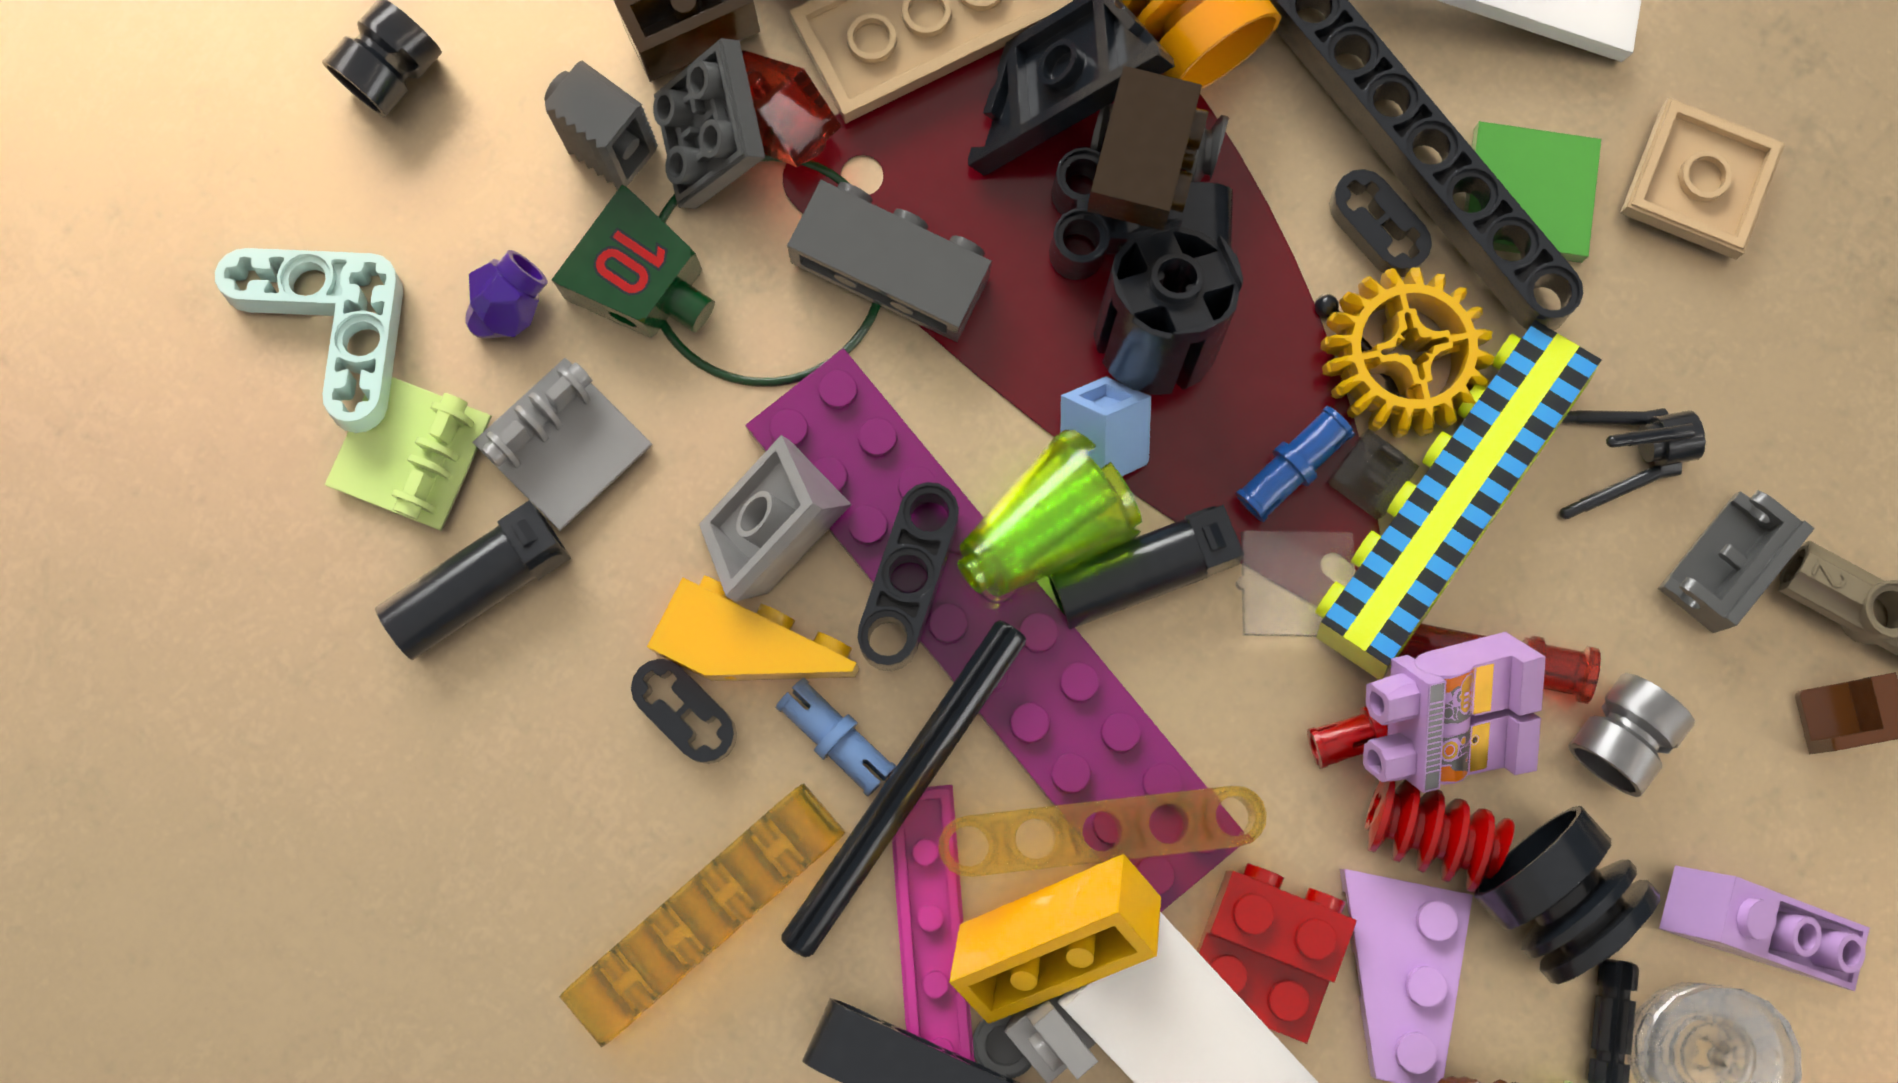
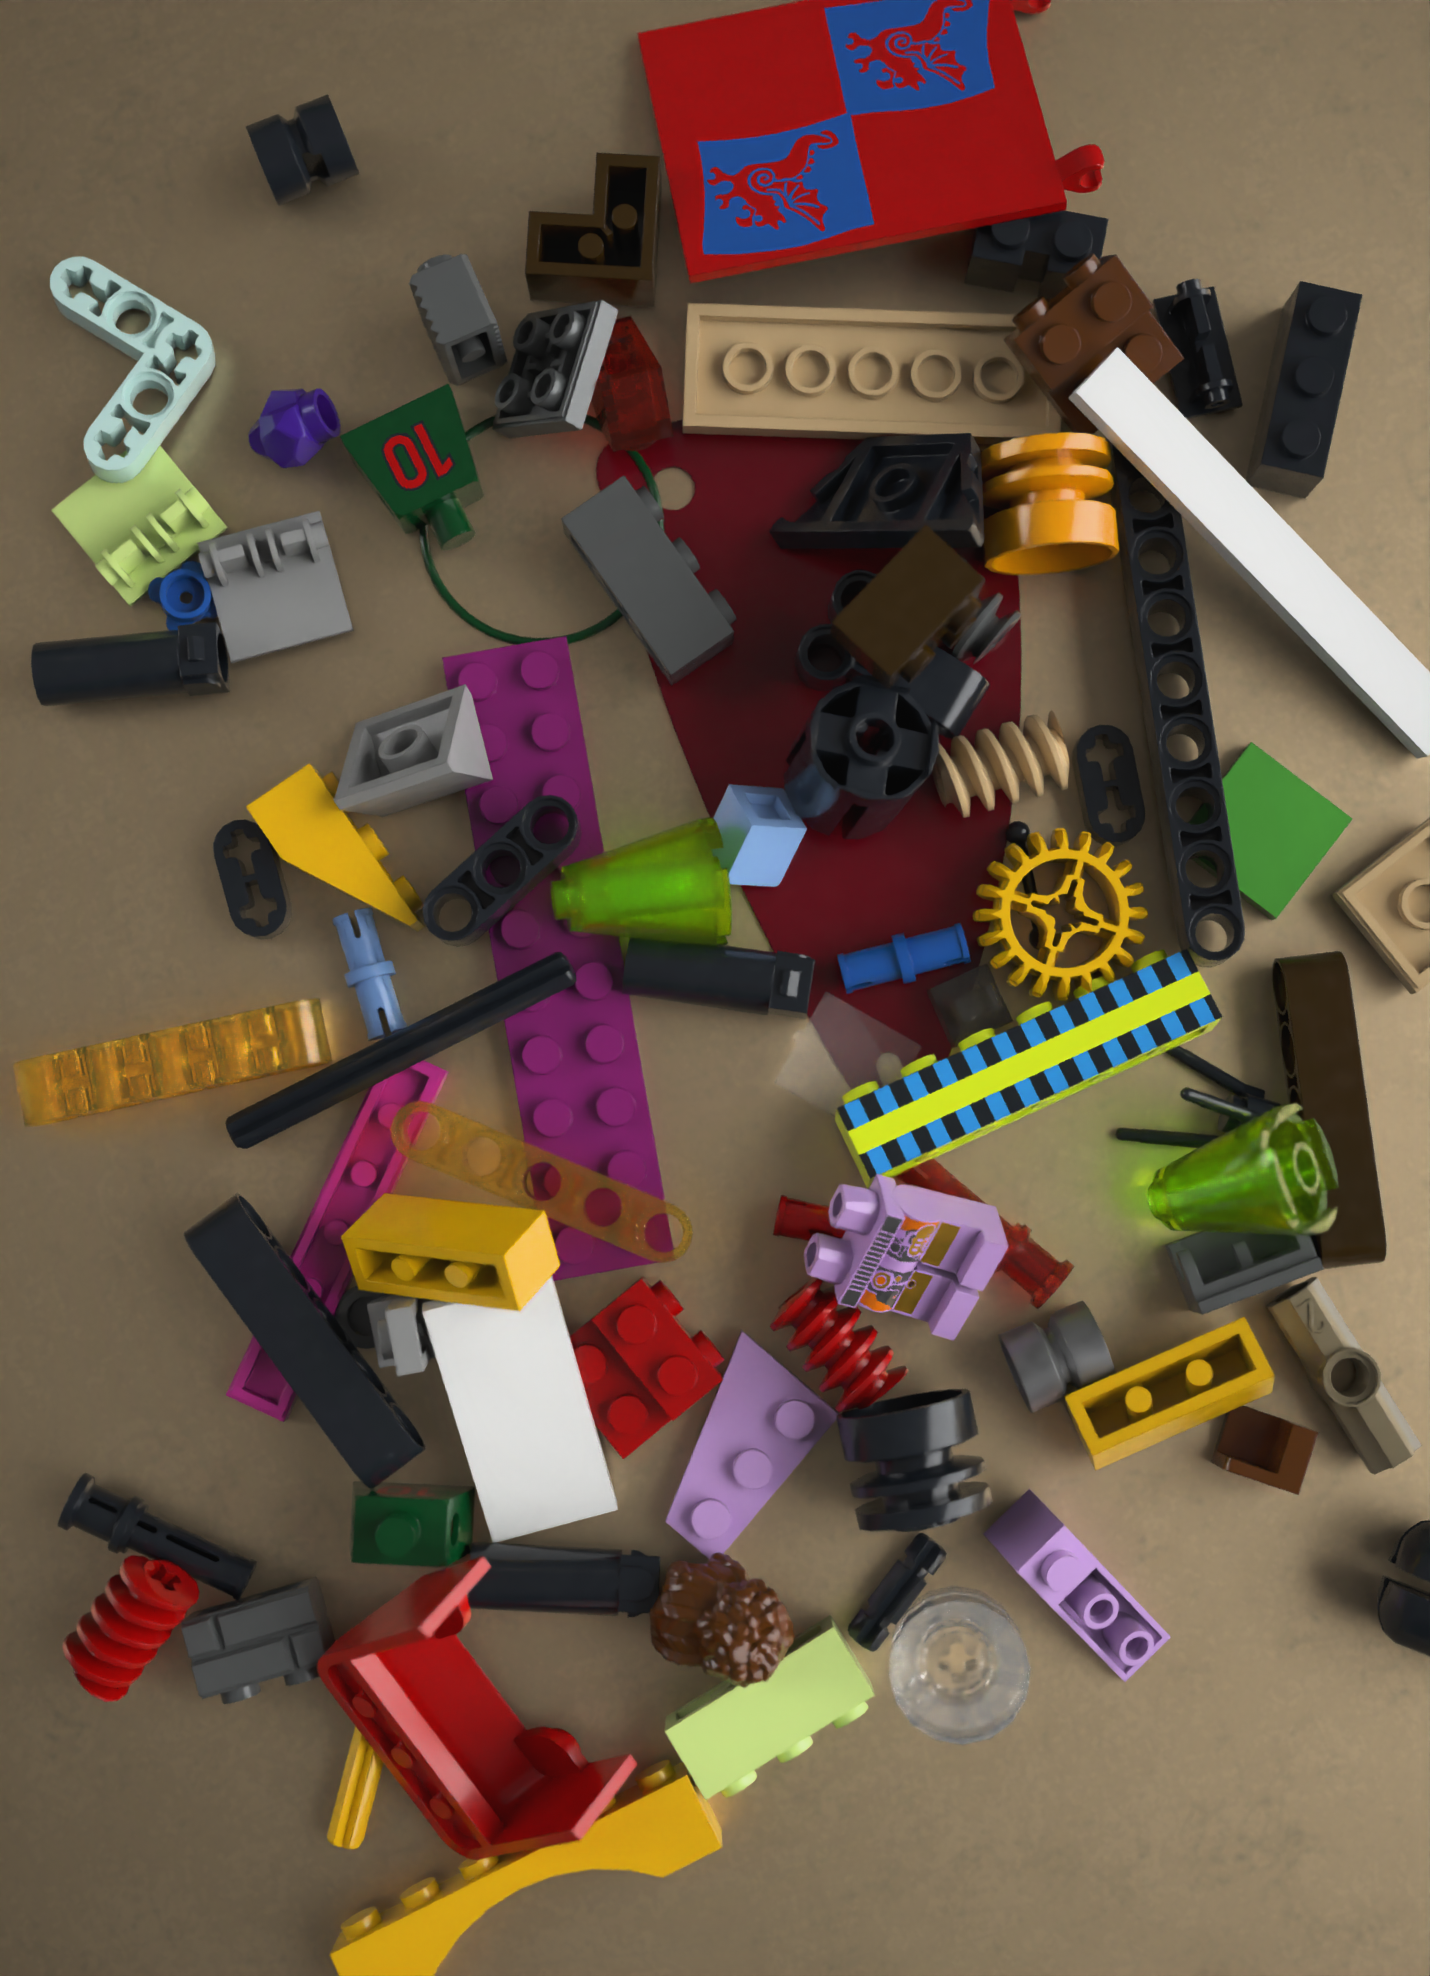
camera: 30 degrees right, 5 degrees up
(483, 478) = (169, 589): none -> blue plate
(1285, 247) = (1002, 763): none -> tan piece
(1708, 487) = (1251, 1180): none -> clear neon green cone
(1729, 390) = (1328, 1082): none -> dark brown beam
(1748, 710) = (1170, 1393): none -> yellow brick

